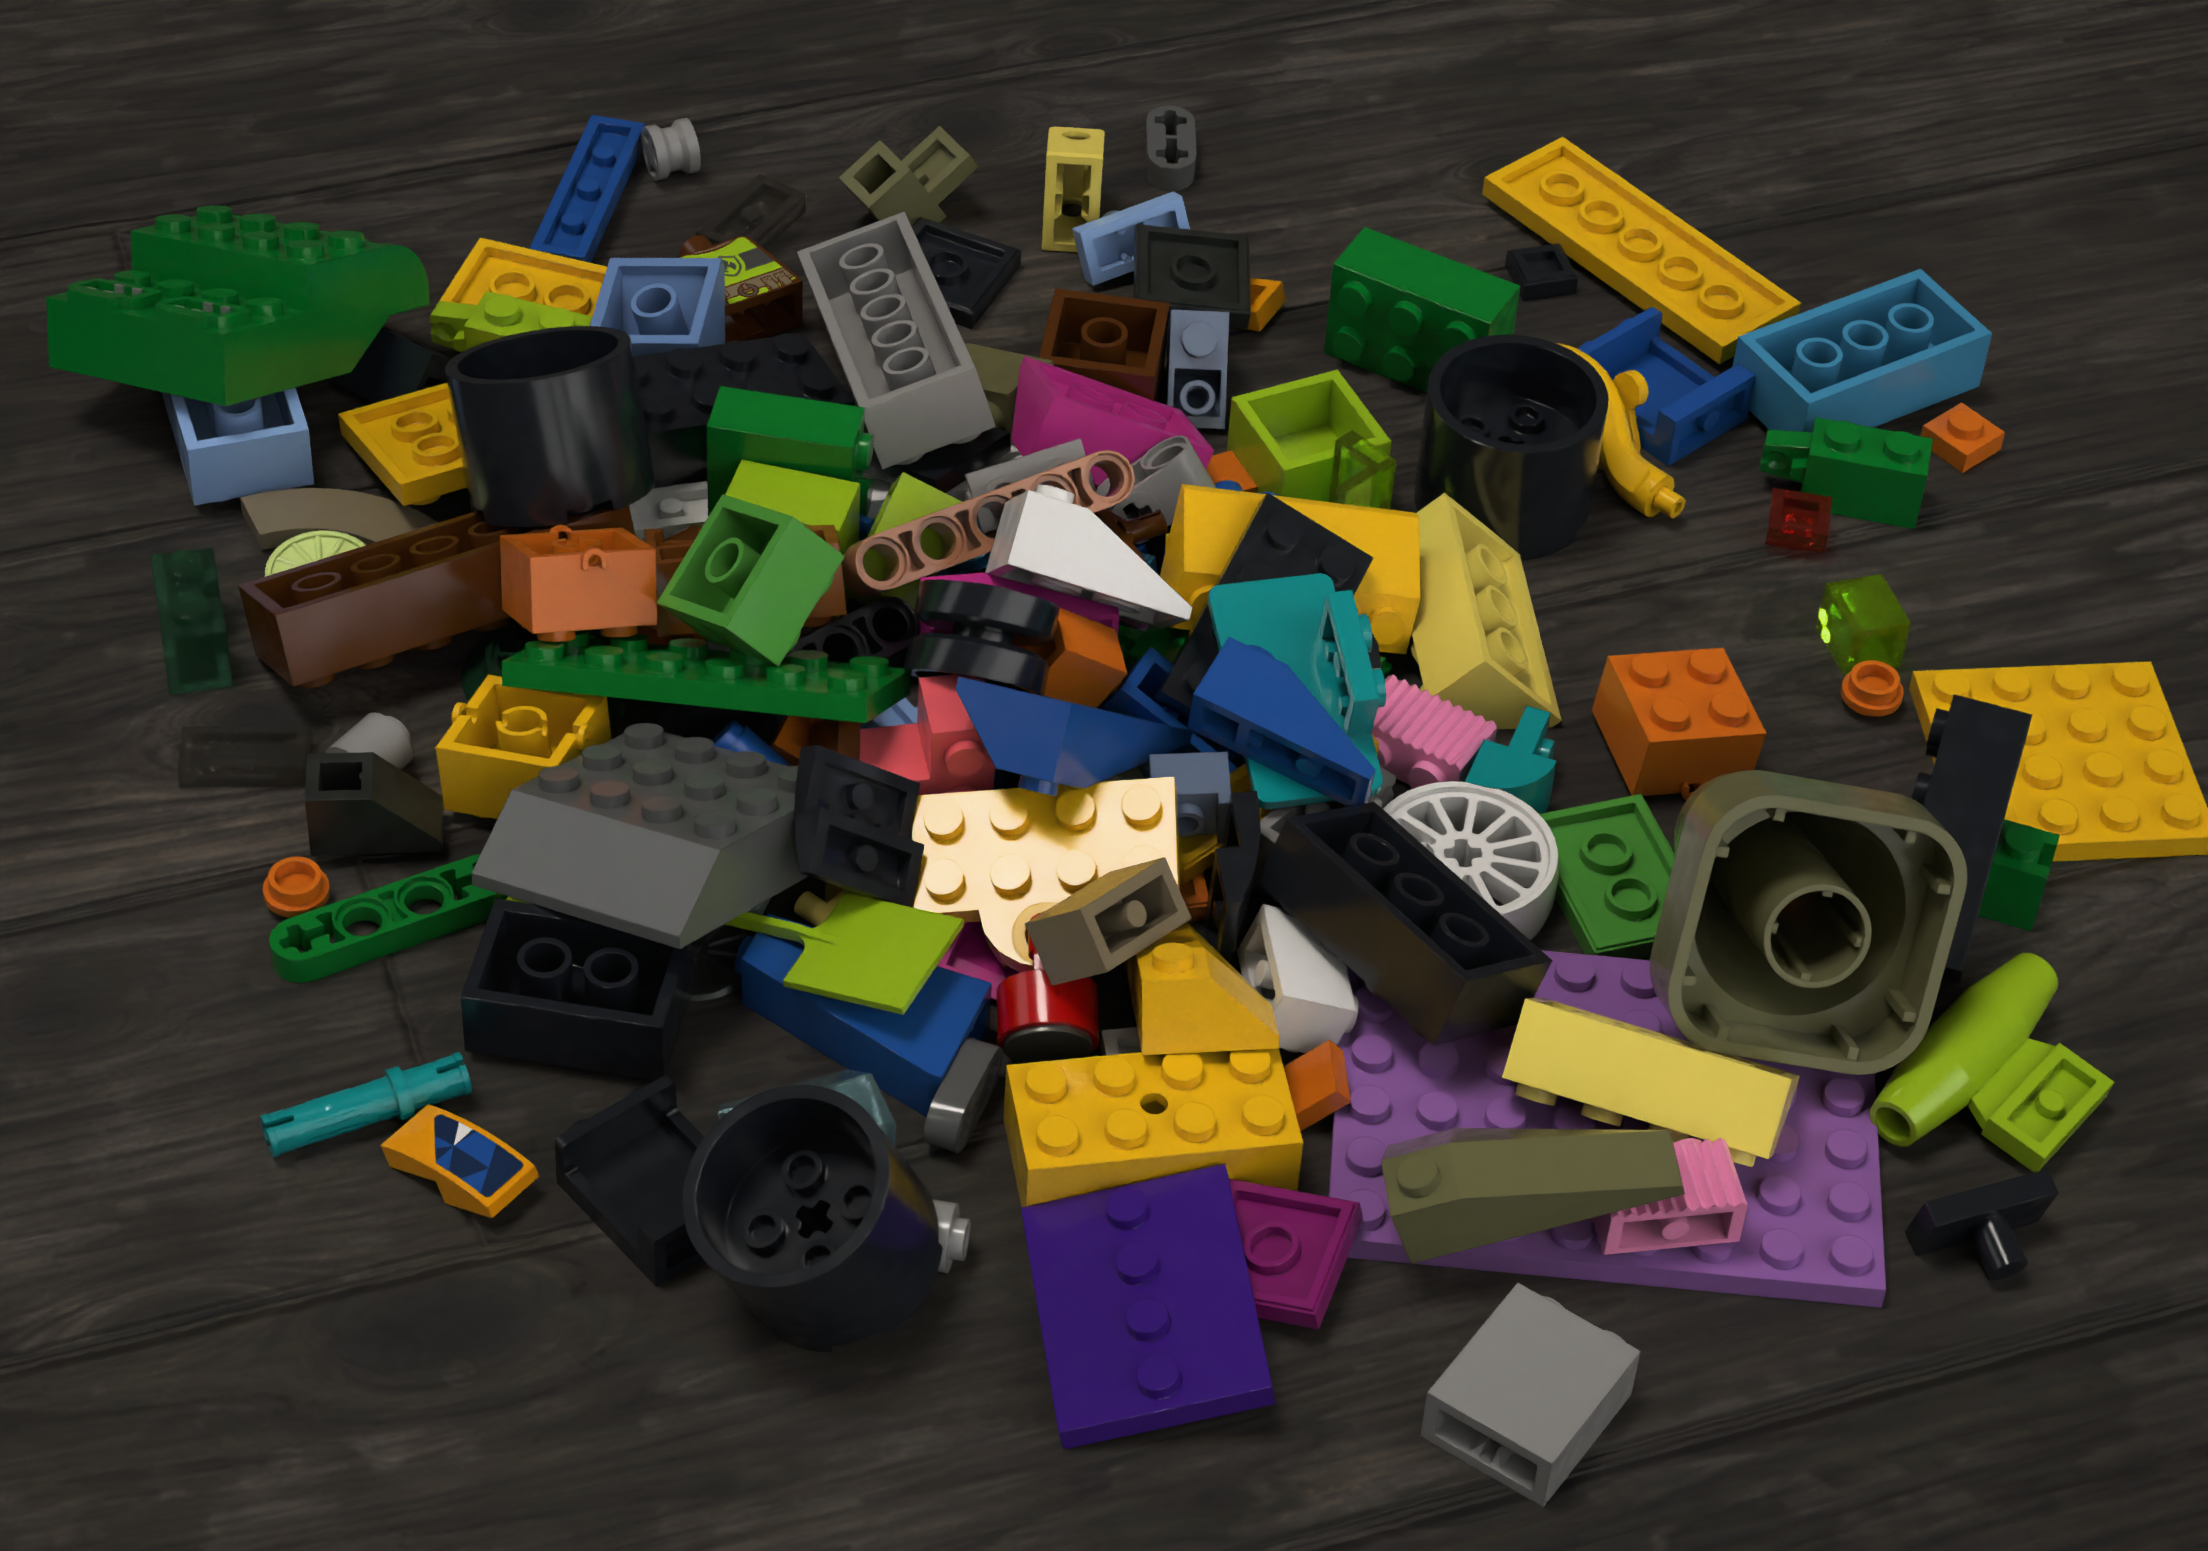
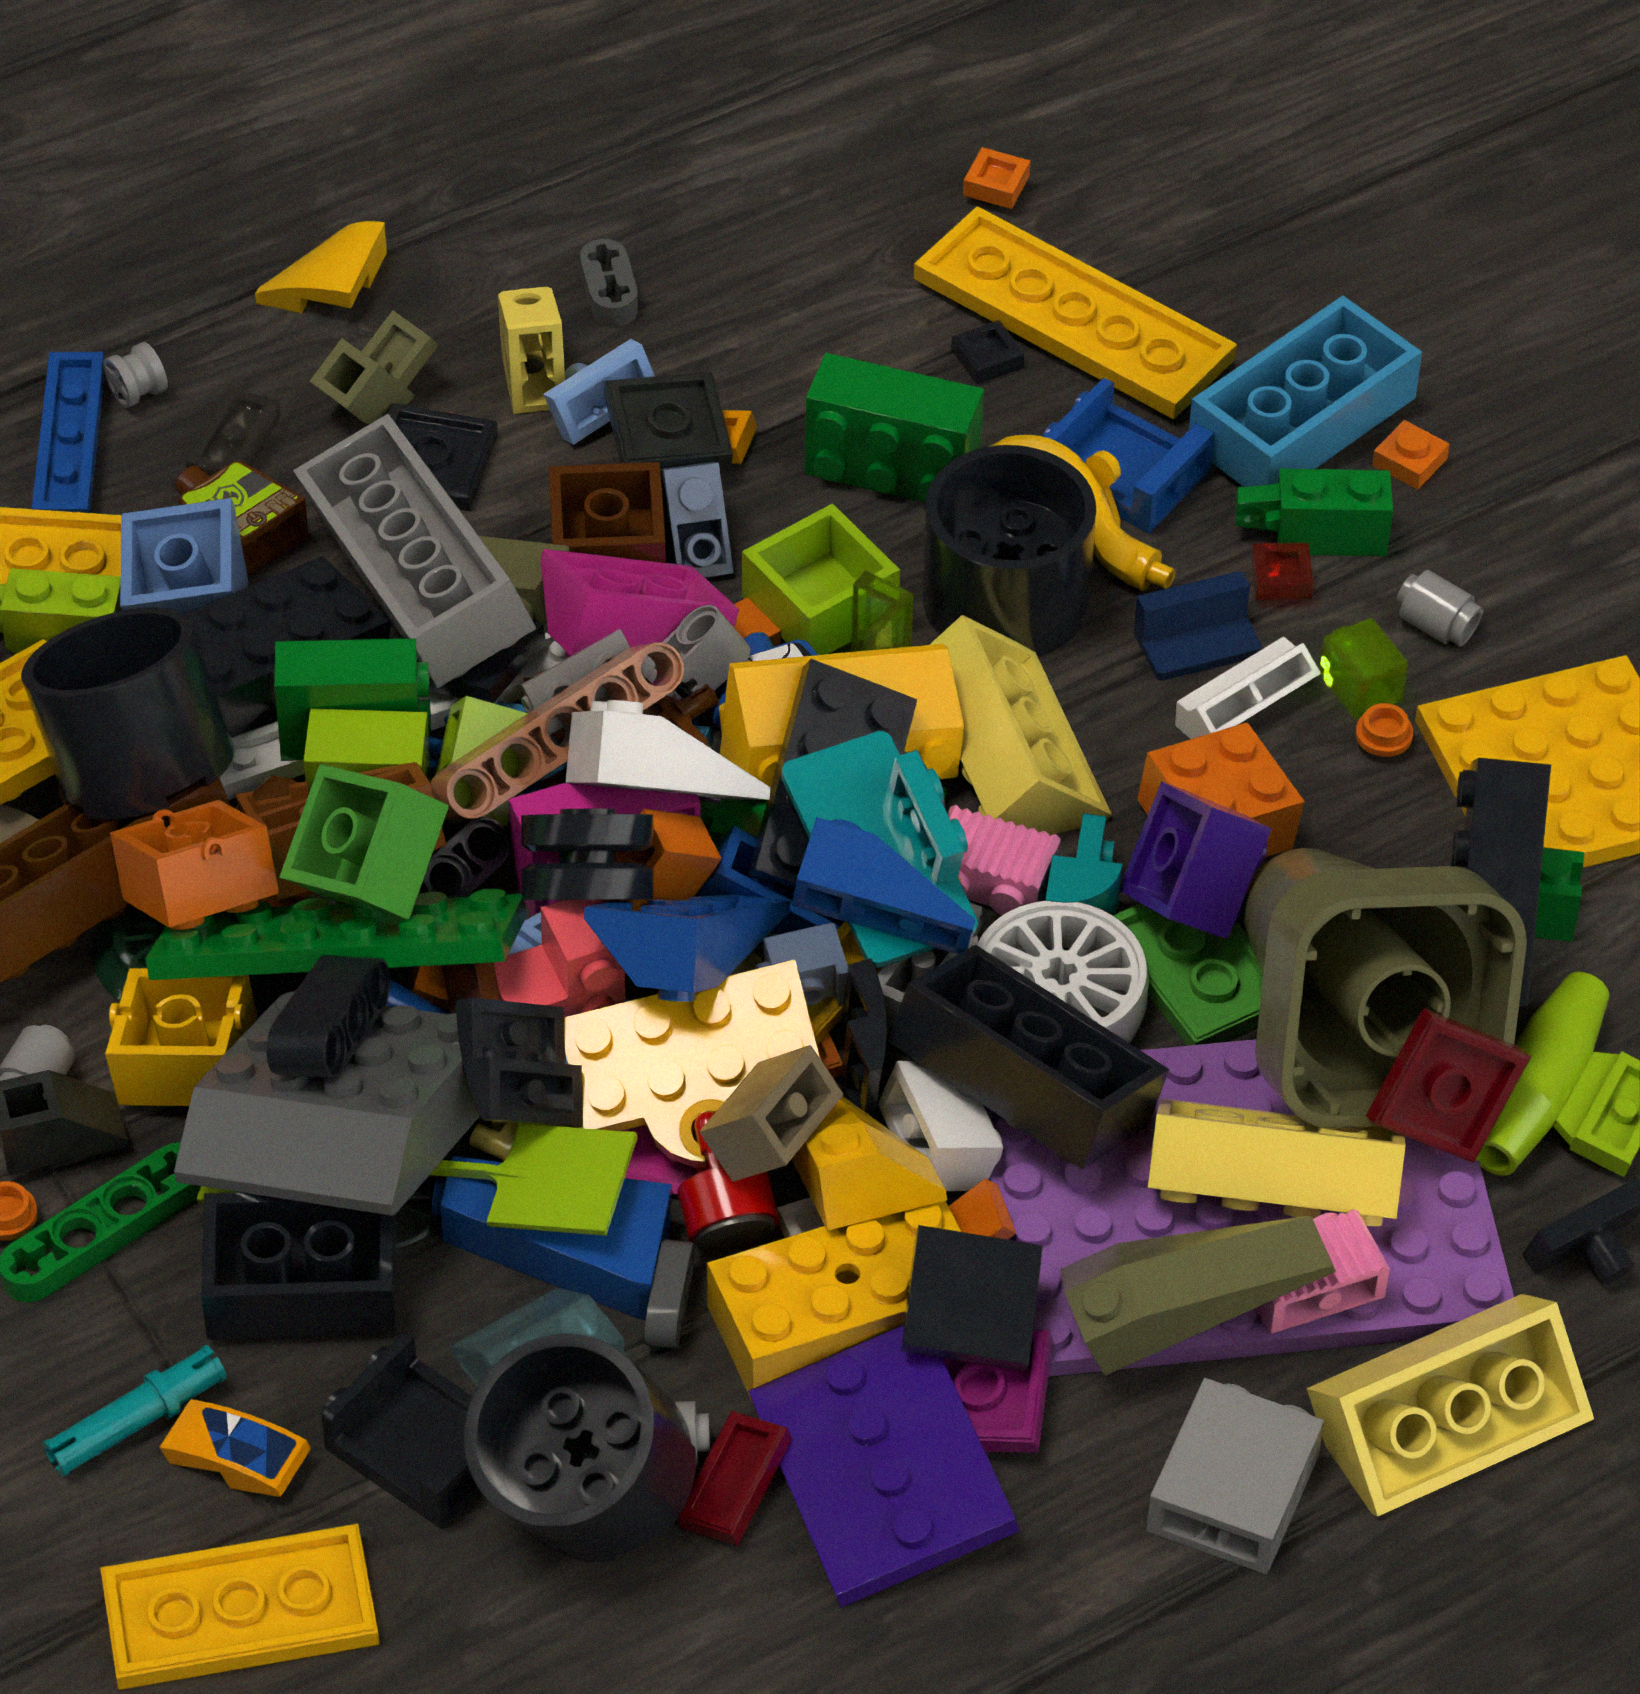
camera: 10 degrees left, 5 degrees up
(416, 1321) = (239, 1606): none -> yellow tile
(665, 741) = (328, 1016): none -> black beam
(896, 92) = (330, 271): none -> yellow slope
(981, 1292) = (734, 1478): none -> dark red tile
(1280, 1150) = (971, 1298): none -> black tile
(1590, 117) = (996, 178): none -> orange plate
(1634, 767) = (1195, 860): none -> dark purple slope
(1694, 555) = (1195, 626): none -> dark blue panel
(1736, 620) = (1245, 689): none -> white piece
(1791, 1365) = (1452, 1402): none -> light yellow slope
(1854, 1030) = (1448, 1085): none -> dark red tile
(1958, 582) = (1438, 608): none -> light grey brick

